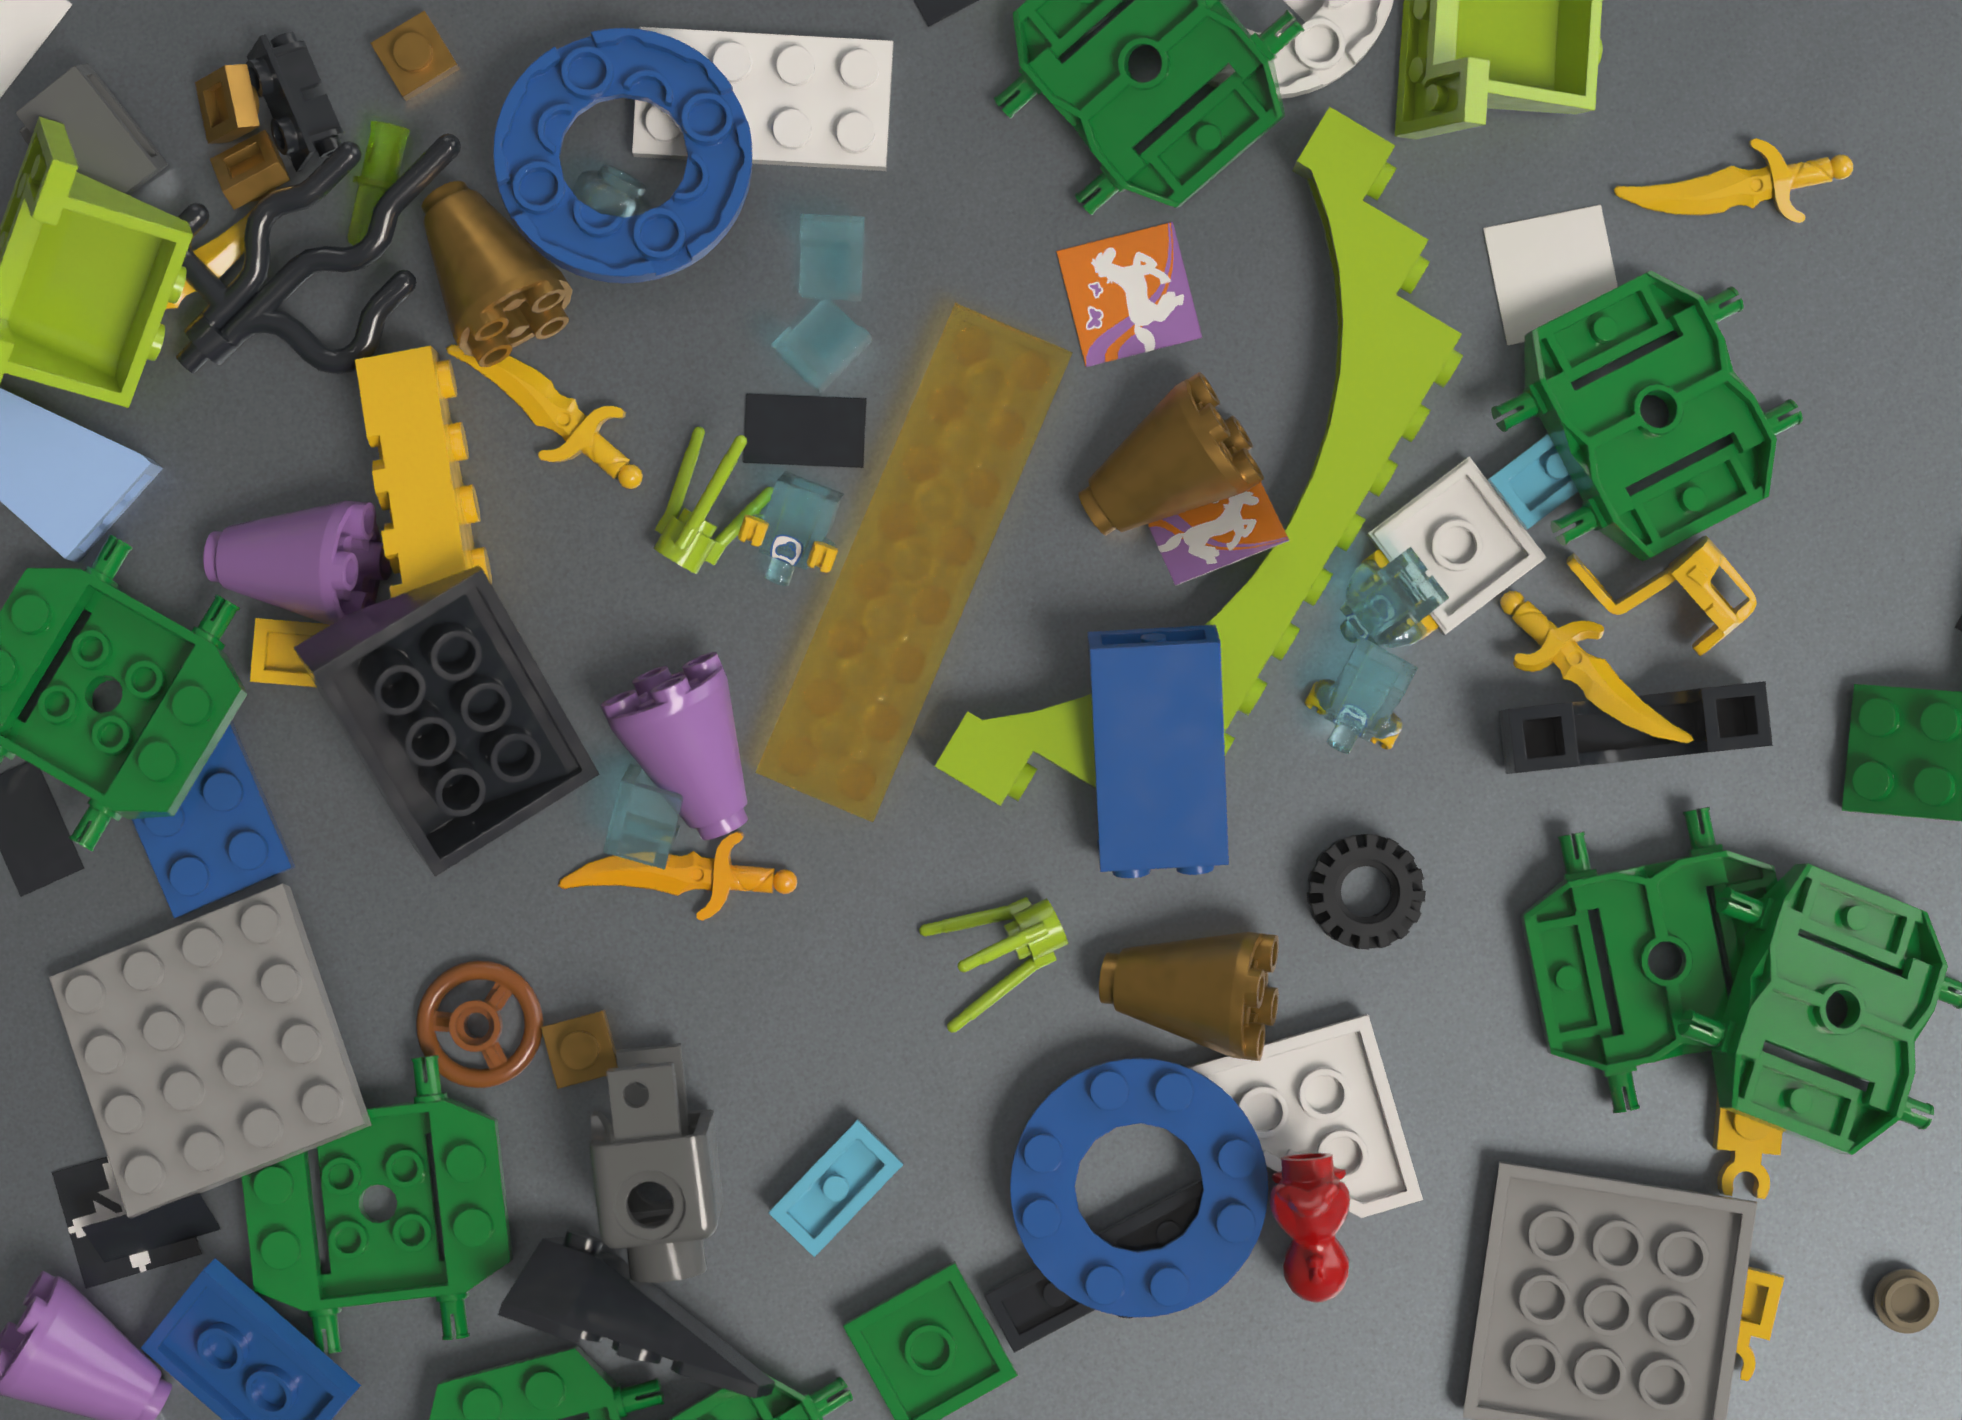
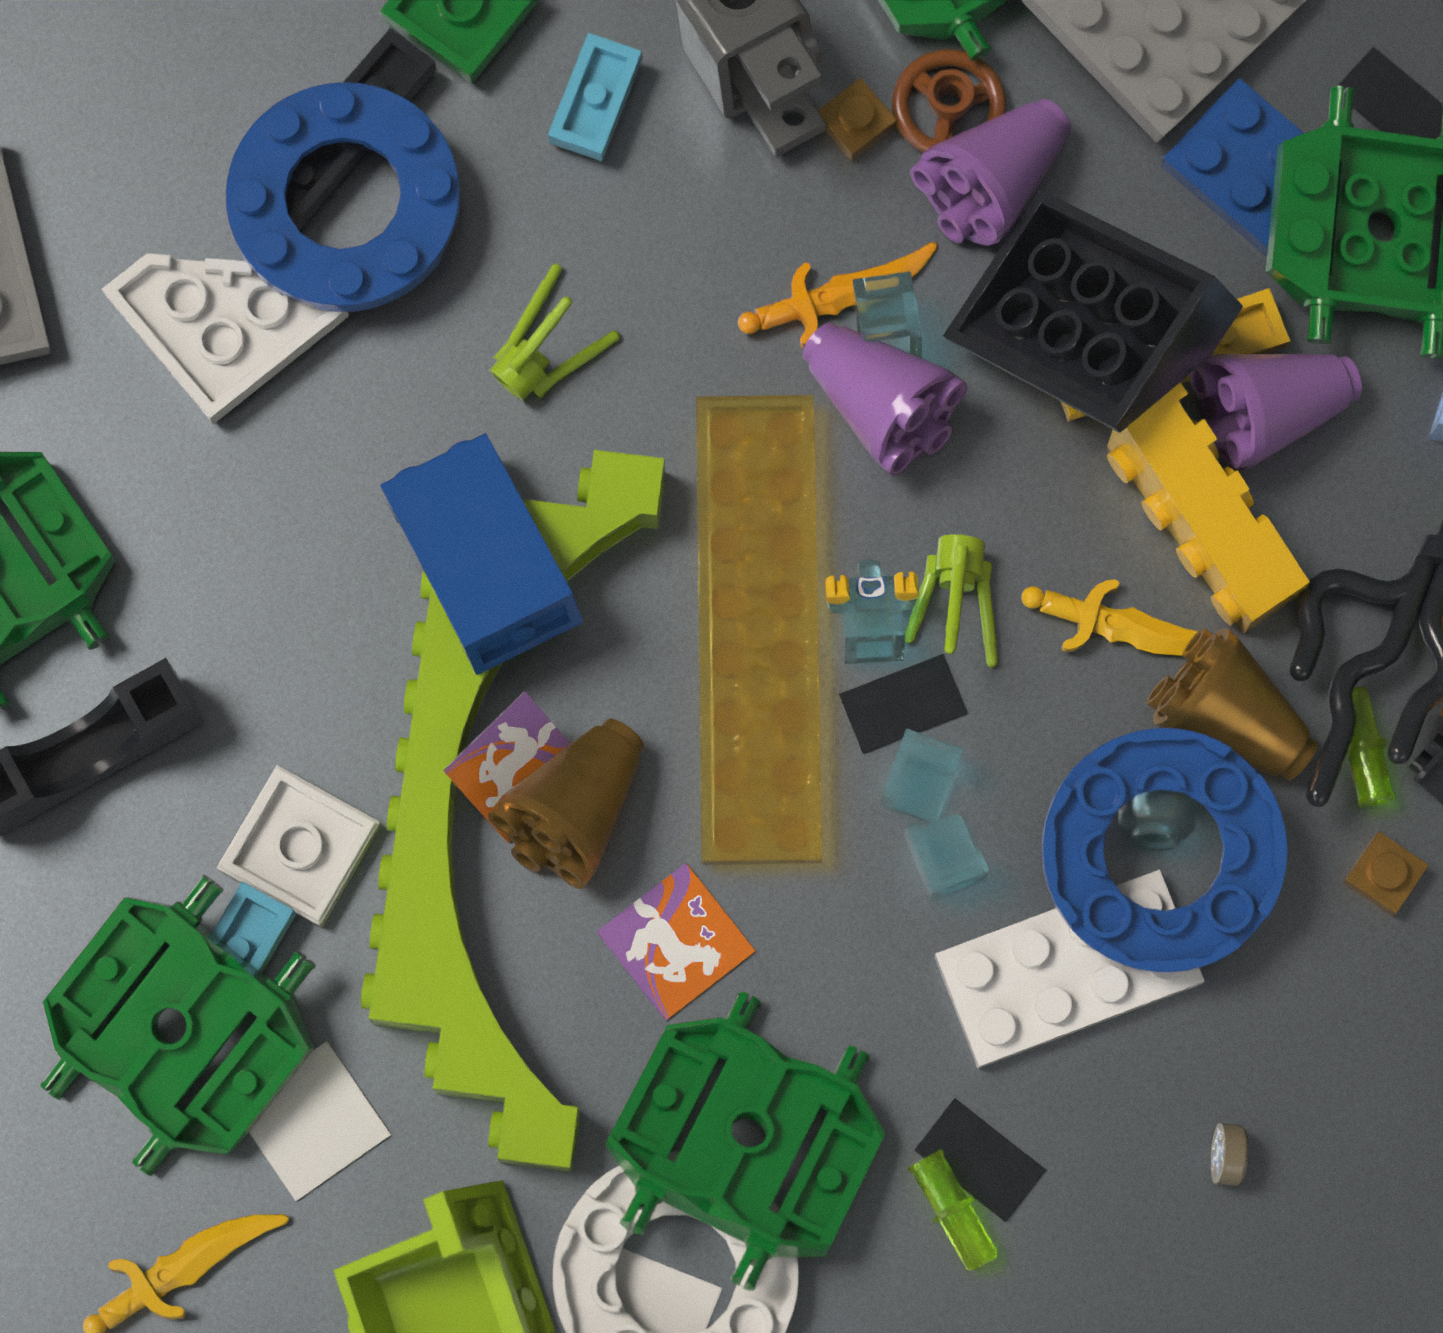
camera: 160 degrees right, 10 degrees down
(468, 924) = (991, 171): none -> medium lavender cone
(1199, 989) = (360, 375): pearl gold cone -> none
(1311, 1209) = (187, 230): red animal -> none
(1364, 697) = (324, 676): clear light blue piece -> none
(1391, 601) = (335, 768): clear light blue piece -> none
(1405, 891) = (230, 496): black tyre -> none
(1589, 672) = (141, 781): yellow piece -> none
(1694, 572) = (83, 900): yellow piece -> none

